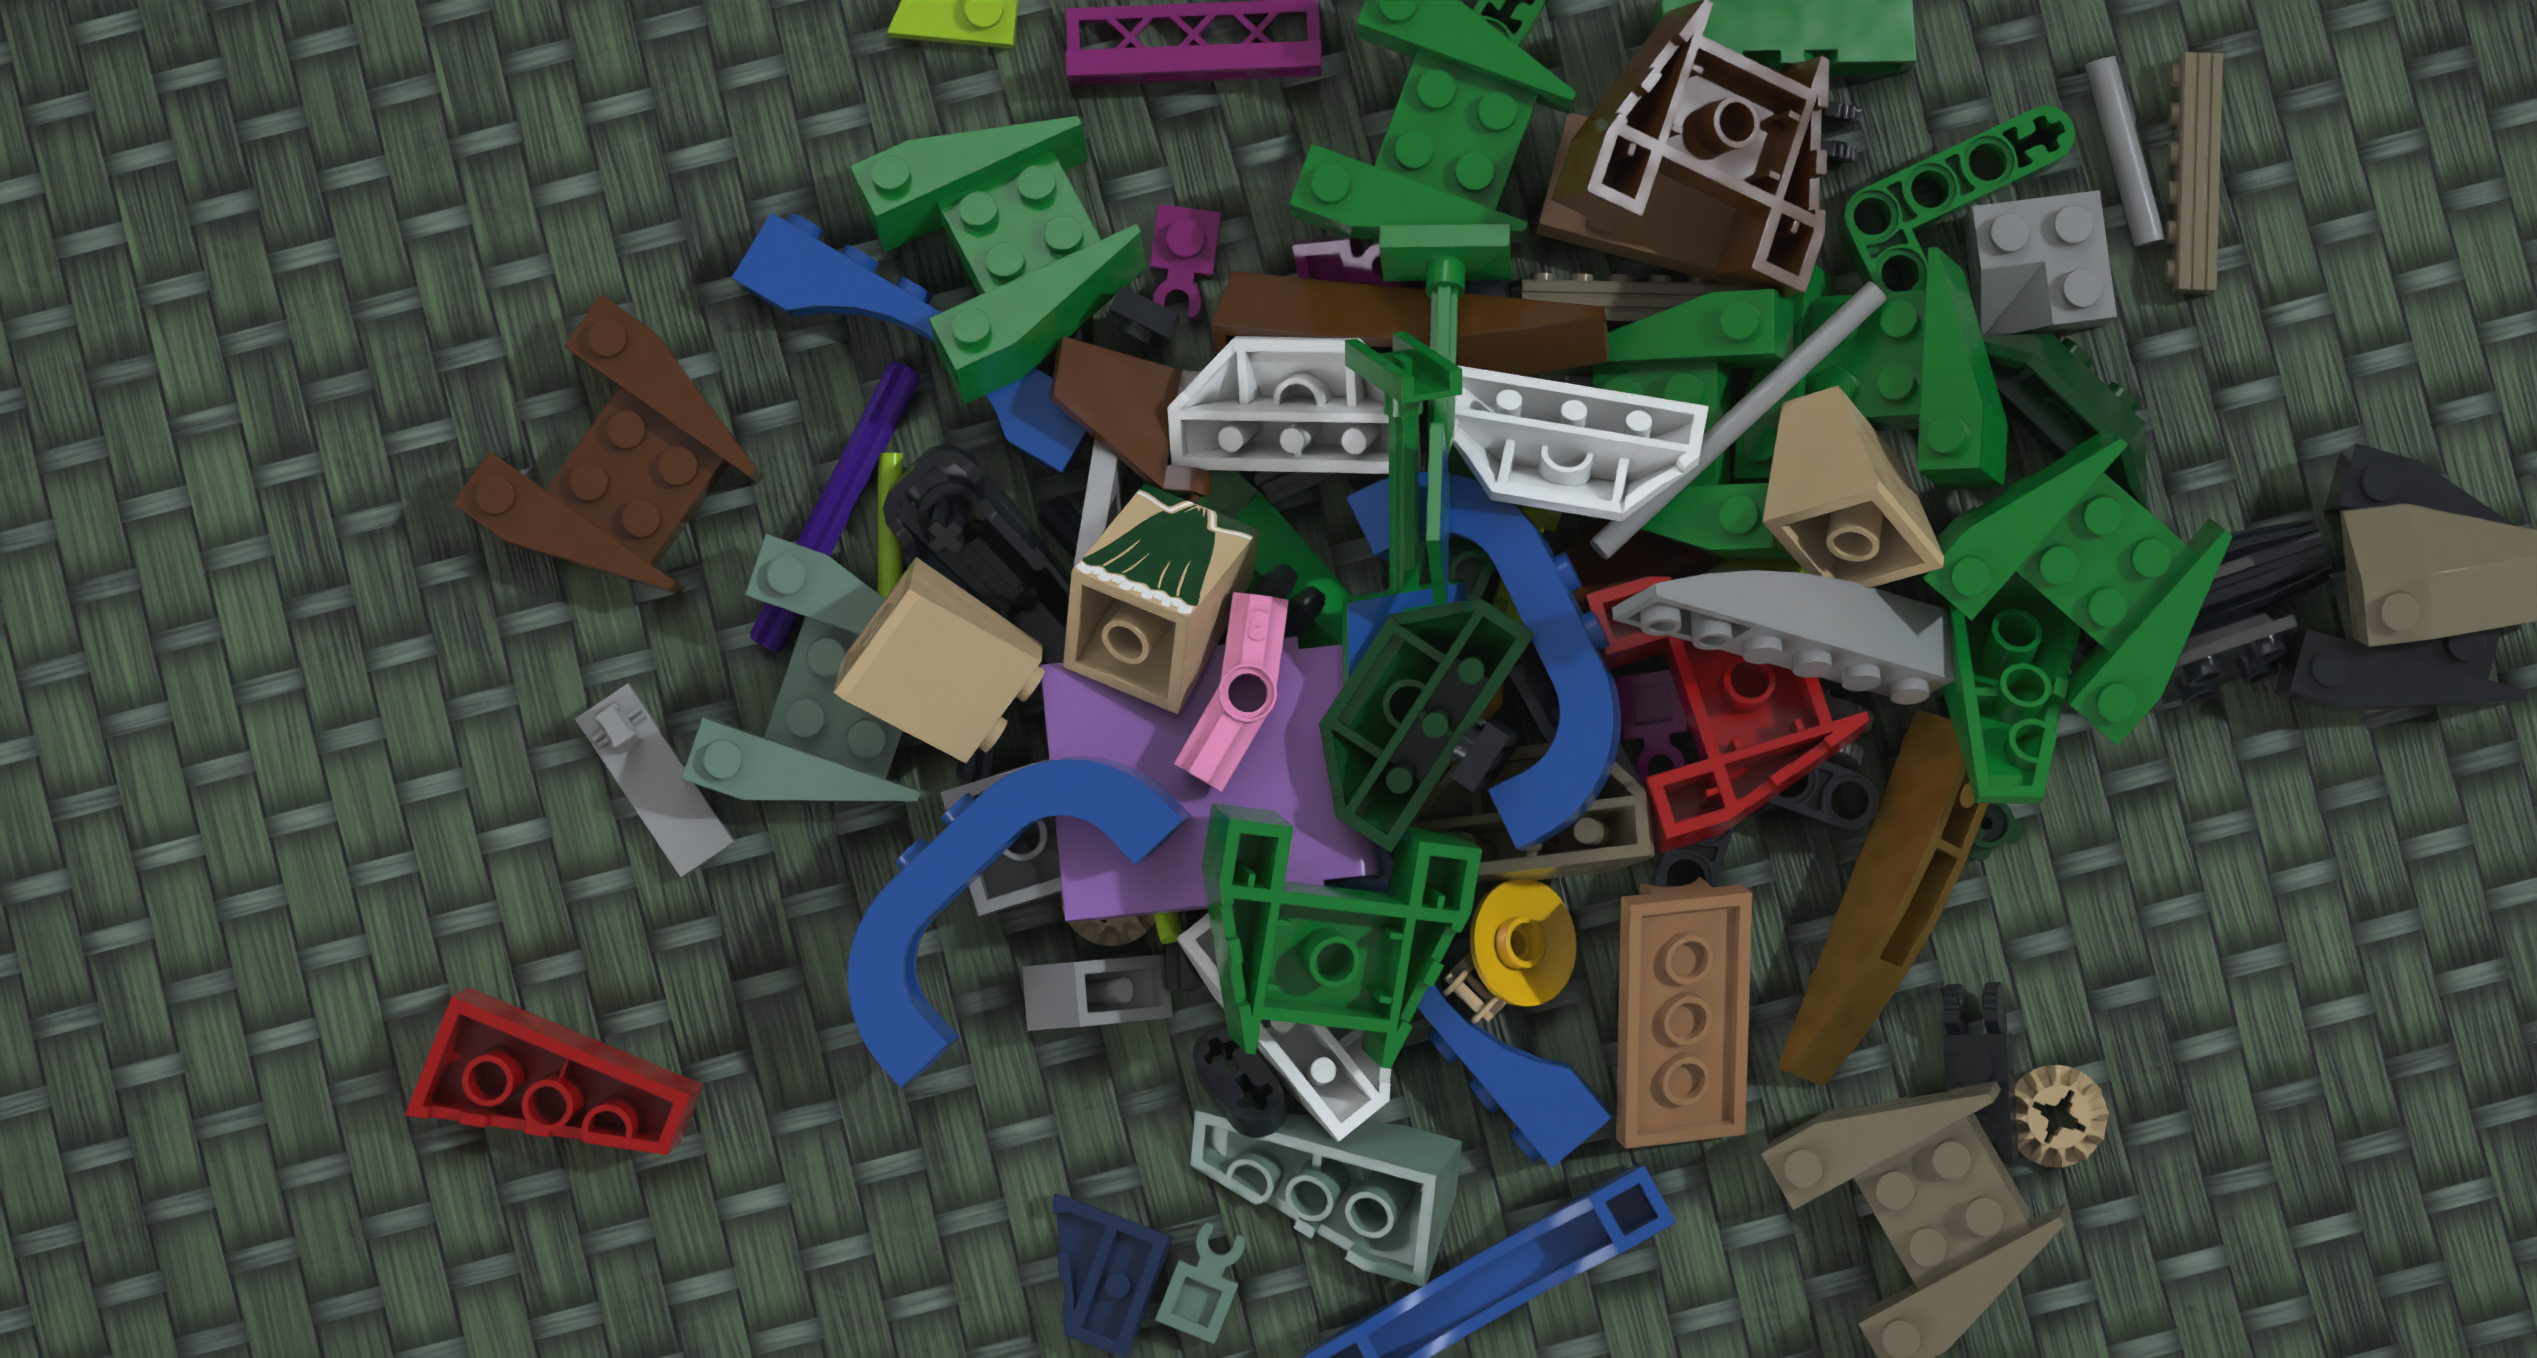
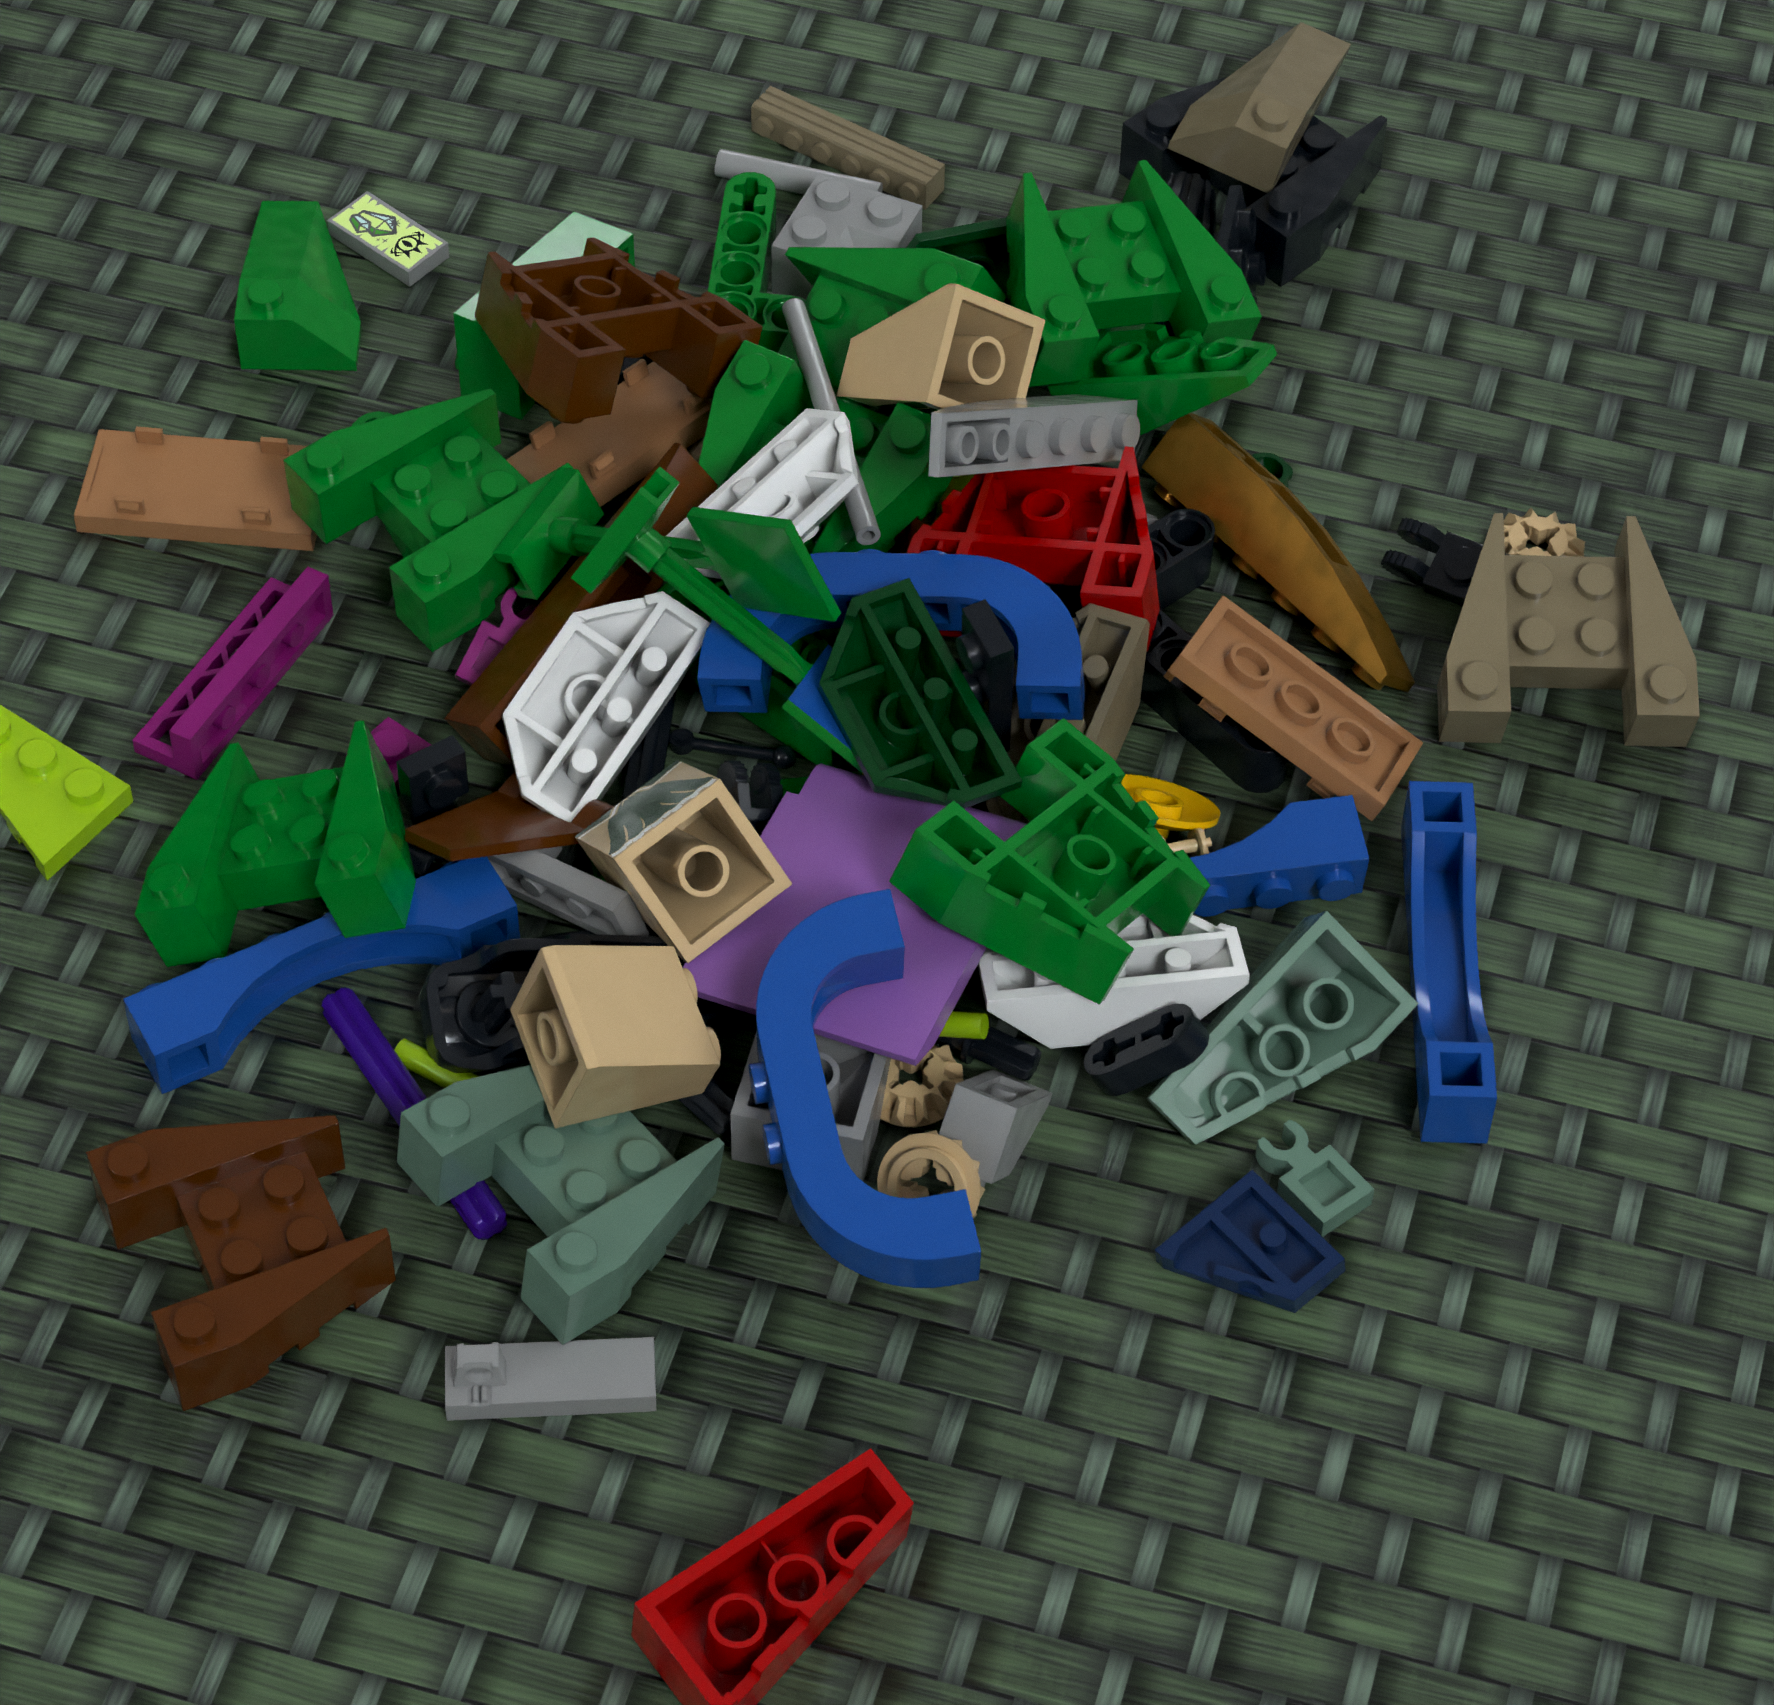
camera: 65 degrees left, 35 degrees down
(987, 961) = (912, 1159): none -> tan gear
(1251, 649) = (807, 822): bright pink piece -> none

